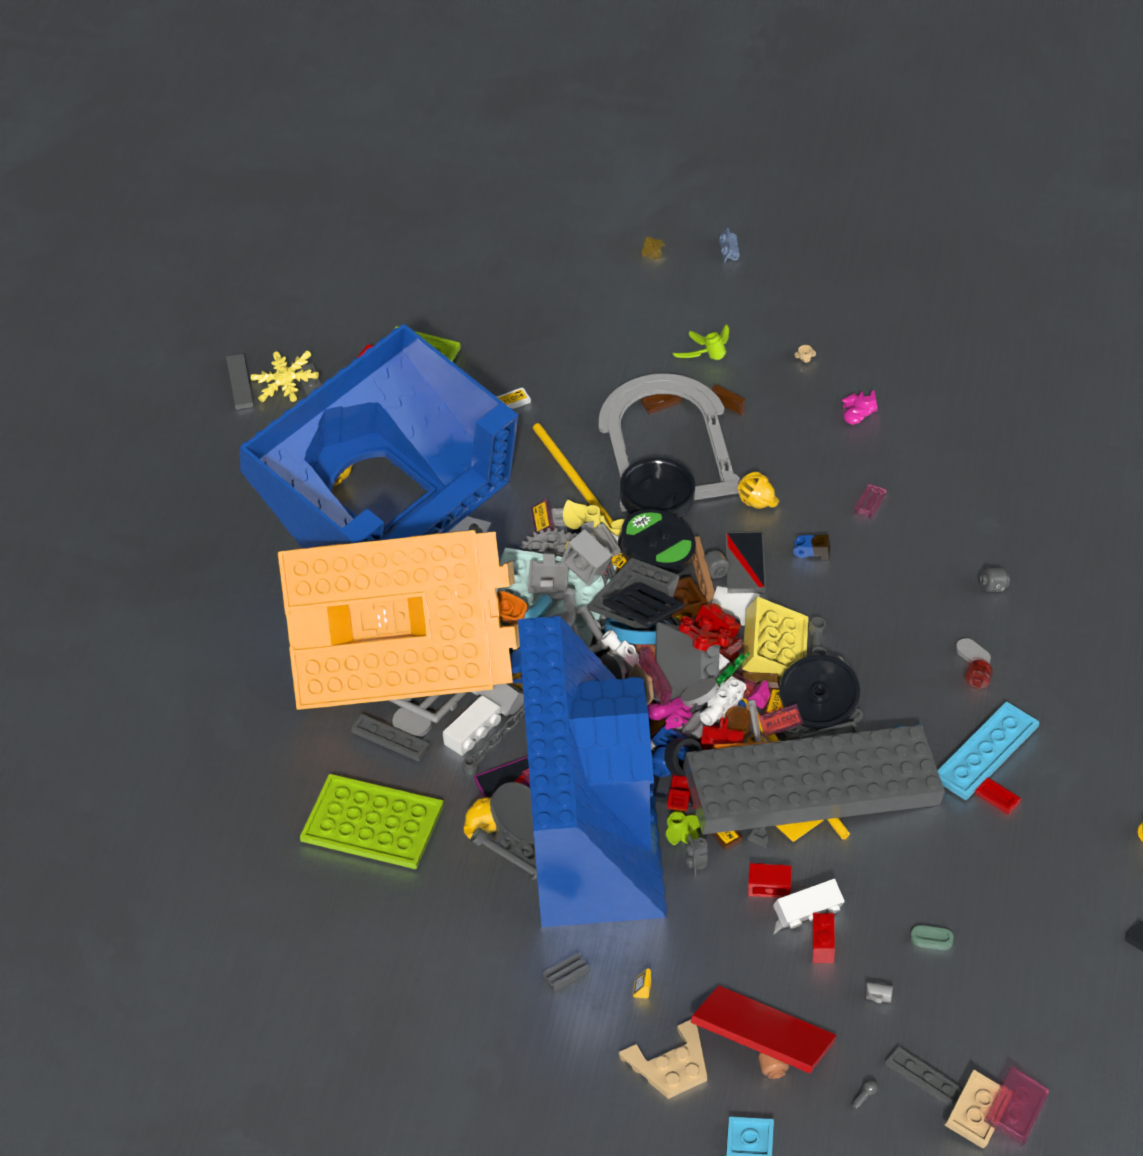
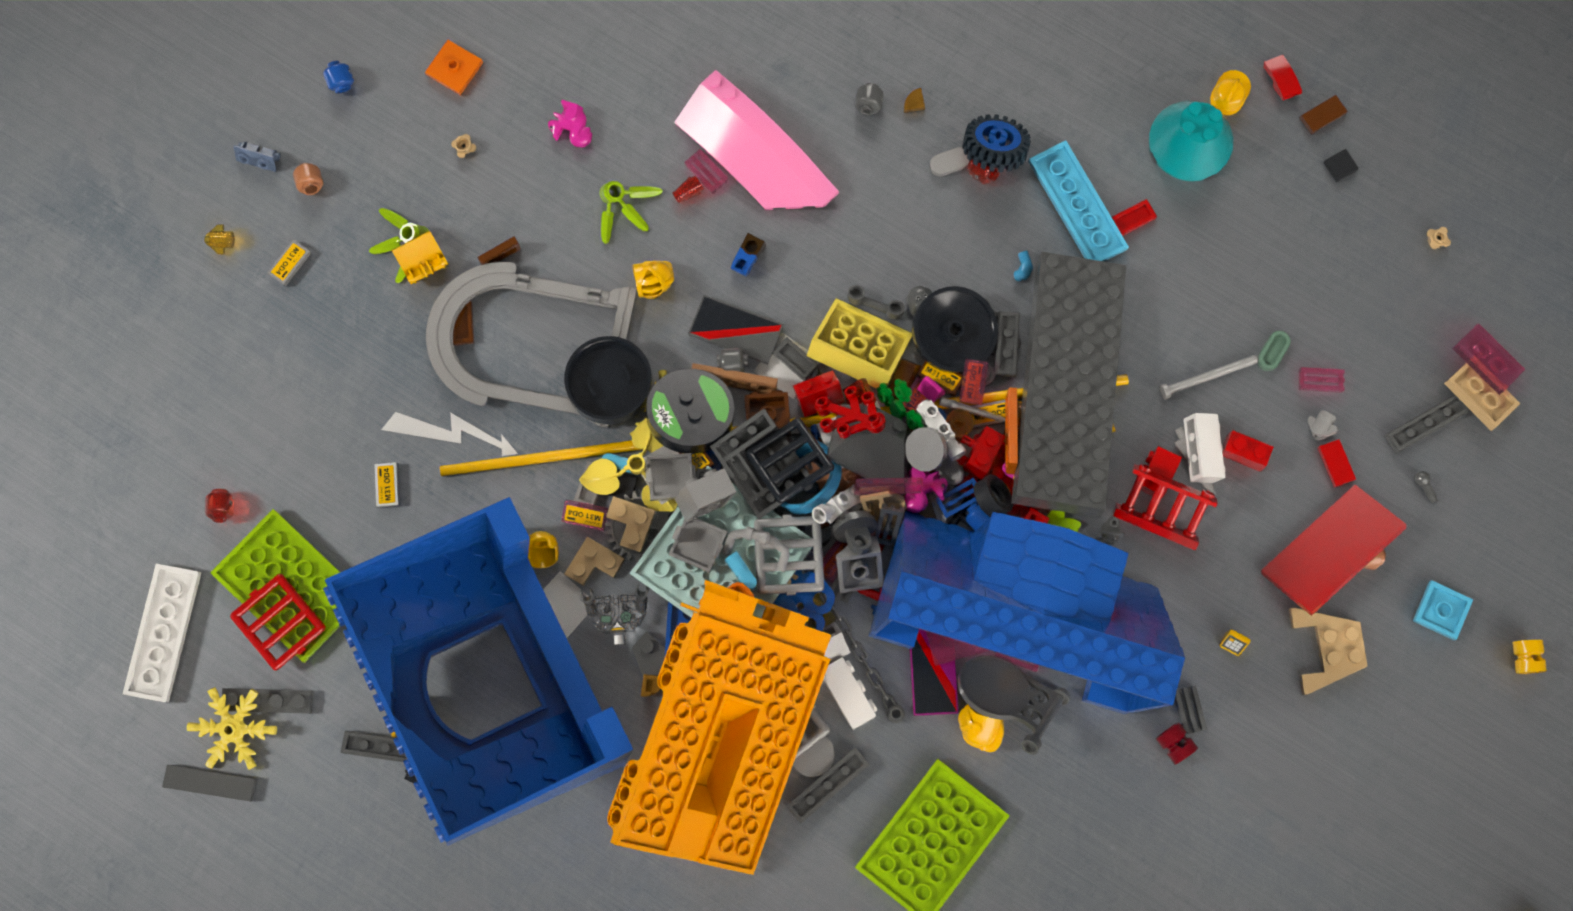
camera: 70 degrees left, 30 degrees up
(339, 318) = (162, 633): none -> white plate
(448, 314) = (219, 505): none -> clear red head
(502, 499) = (543, 550): none -> yellow hair
(509, 534) = (592, 556): none -> tan plate
(530, 964) = (1174, 735): none -> dark red wheel
(551, 542) = (637, 521): none -> tan plate
(563, 398) = (407, 425): none -> white sticker
(655, 291) = (289, 262): none -> tile
(697, 355) = (420, 257): none -> yellow hinge
(721, 882) = (1166, 528): none -> red fence
(726, 276) = (308, 179): none -> nougat head
(740, 603) = (795, 359): none -> dark grey tile
(816, 449) = (618, 193): none -> lime plant
(817, 266) = (338, 77): none -> blue head
(847, 493) = (689, 188): none -> clear red cone
(849, 866) = (1166, 390): none -> light grey bar
(850, 1016) = (1336, 463): none -> red tile
(866, 328) = (454, 67): none -> orange plate
(905, 520) = (753, 147): none -> bright pink slope
(919, 968) = (1321, 371): none -> clear pink tile
(1003, 668) = (987, 139): none -> black wheel
(1013, 613) = (914, 101): none -> pearl gold tile
(1098, 813) = (1191, 140): none -> teal cone
(1116, 1039) = (1434, 242): none -> tan plate

